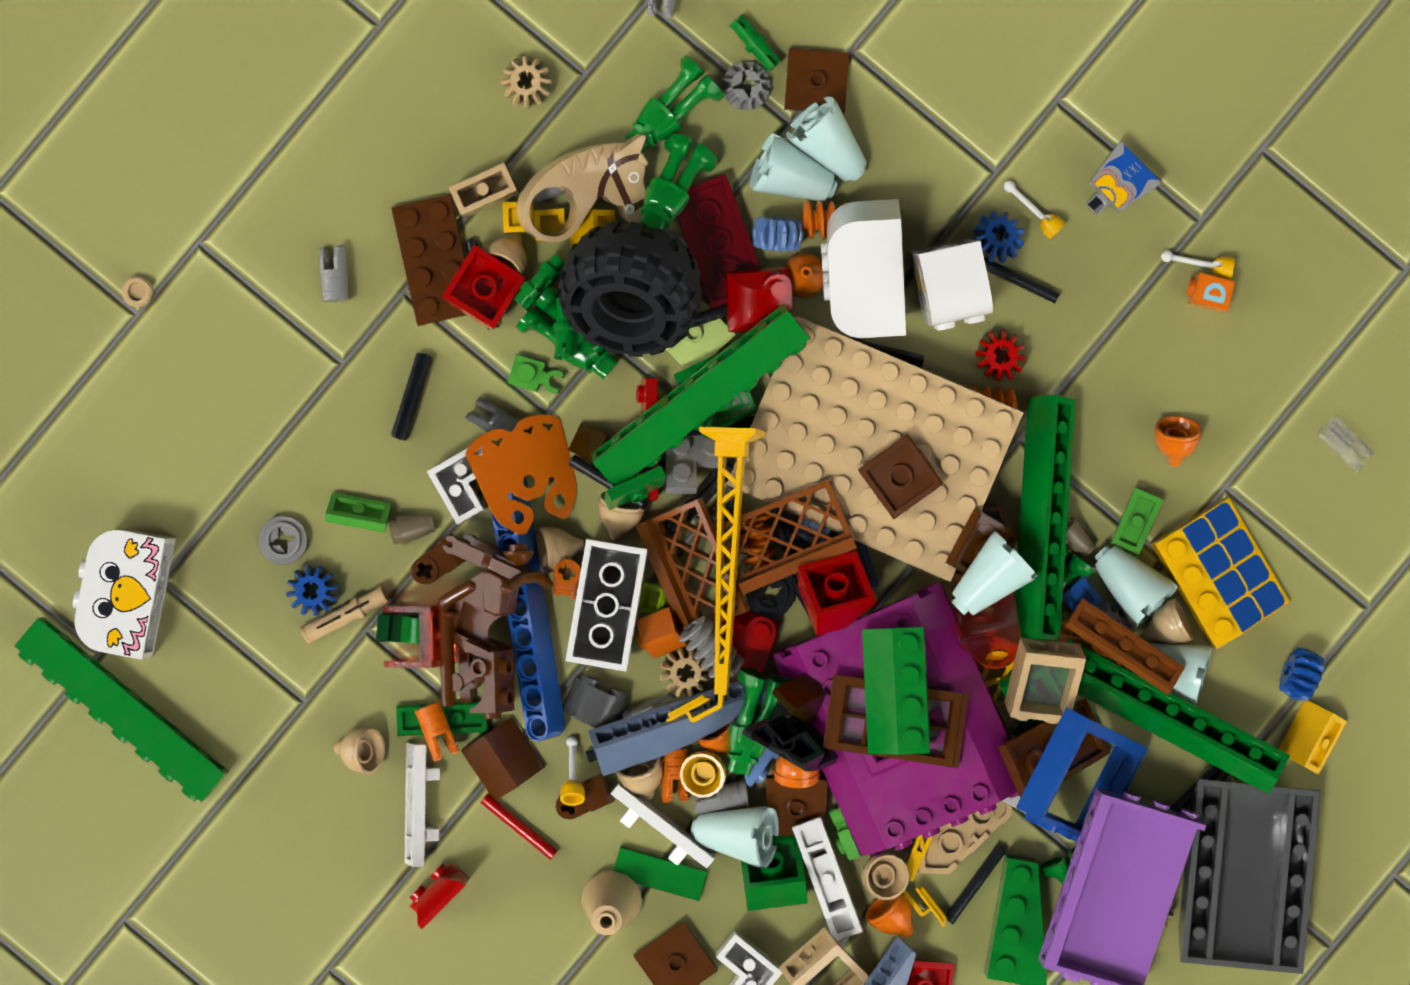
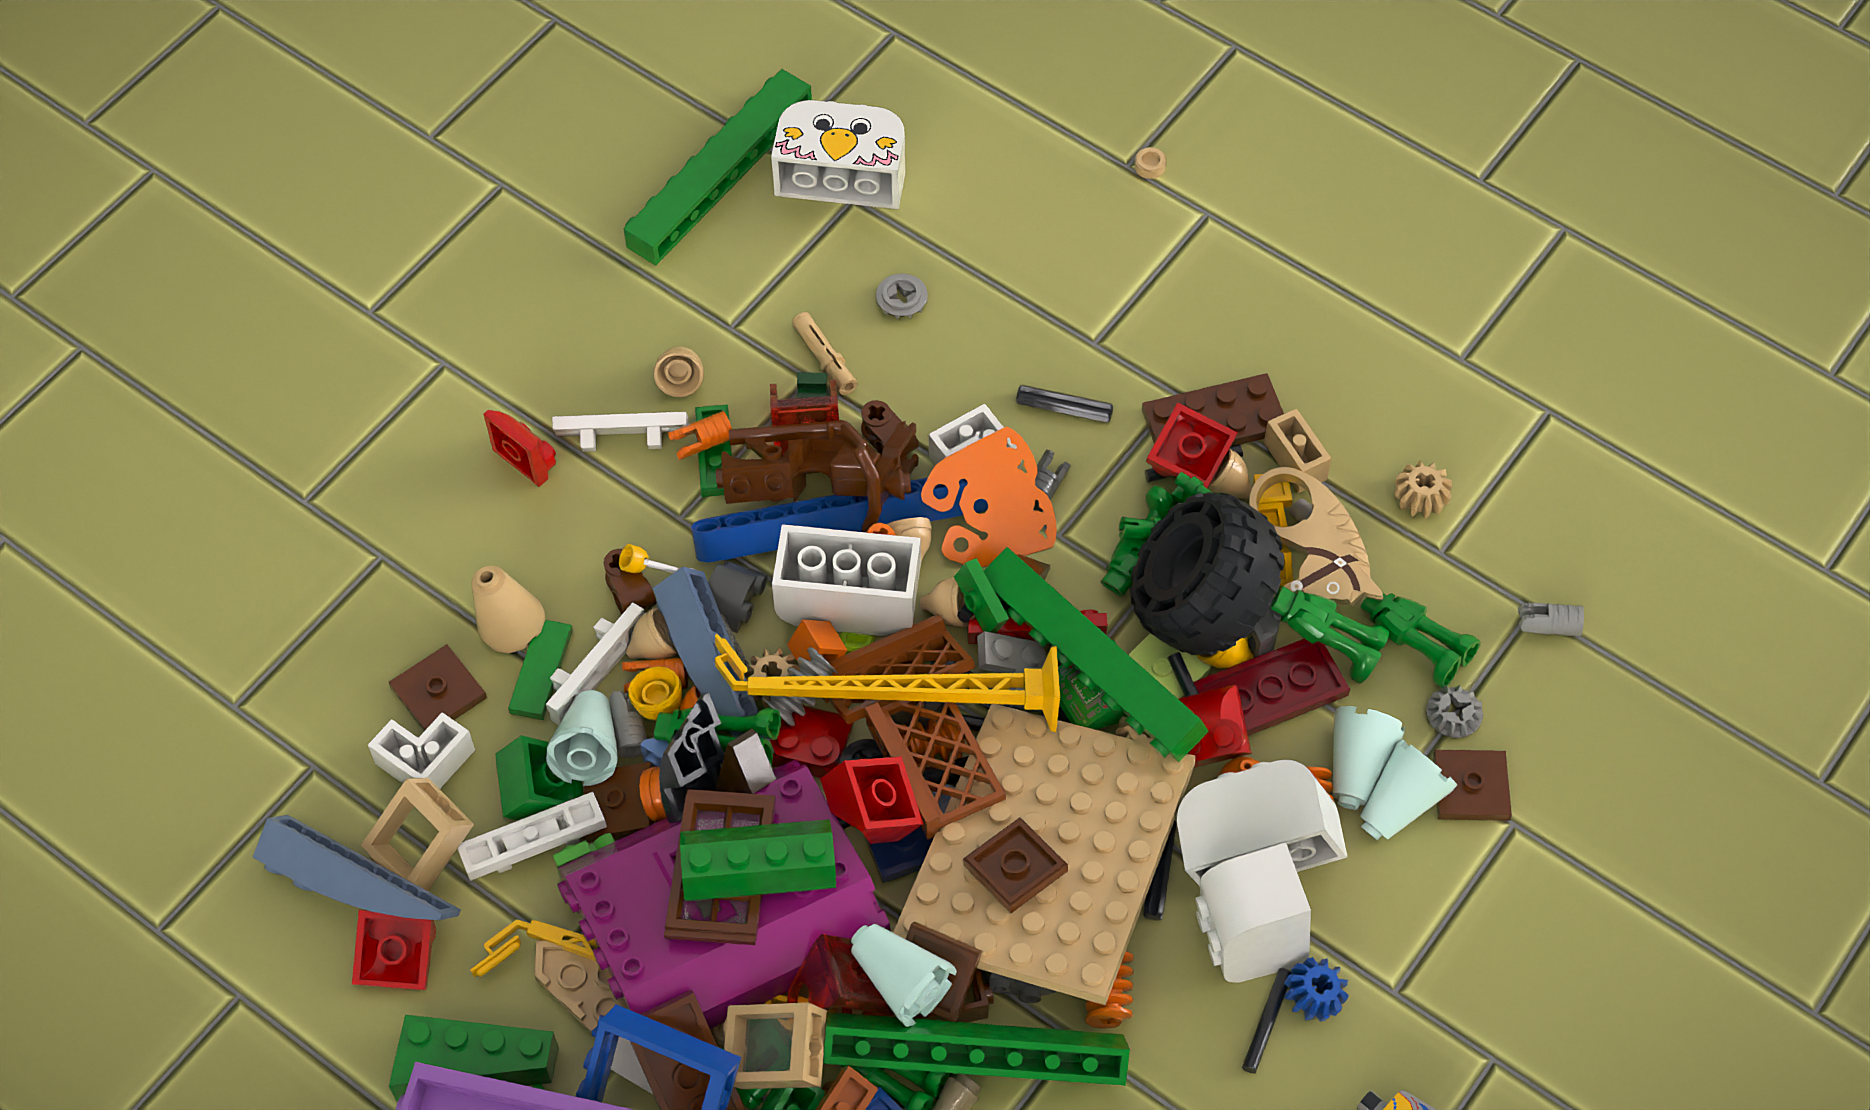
camera: 95 degrees right, 30 degrees down
(302, 588) = (849, 321): blue gear -> none
(334, 281) = (1188, 325): light grey hinge -> none
(358, 512) = (935, 358): bright green plate -> none
(409, 528) = (921, 405): dark tan cone -> none
(503, 759) = (671, 508): reddish brown slope -> none
(519, 827) = (595, 528): red bar -> none
(529, 374) = (1099, 514): bright green plate -> none
(755, 43) = (1505, 717): green pin -> none
(777, 233) = (1288, 738): medium blue gear -> none
(885, 876) = (532, 892): tan helmet -> none
(891, 916) = (485, 912): orange helmet -> none
(975, 884) = (520, 1010): black bar -> none
(990, 356) = (1165, 990): red gear -> none
(1050, 224) = (1339, 1054): hinge -> none

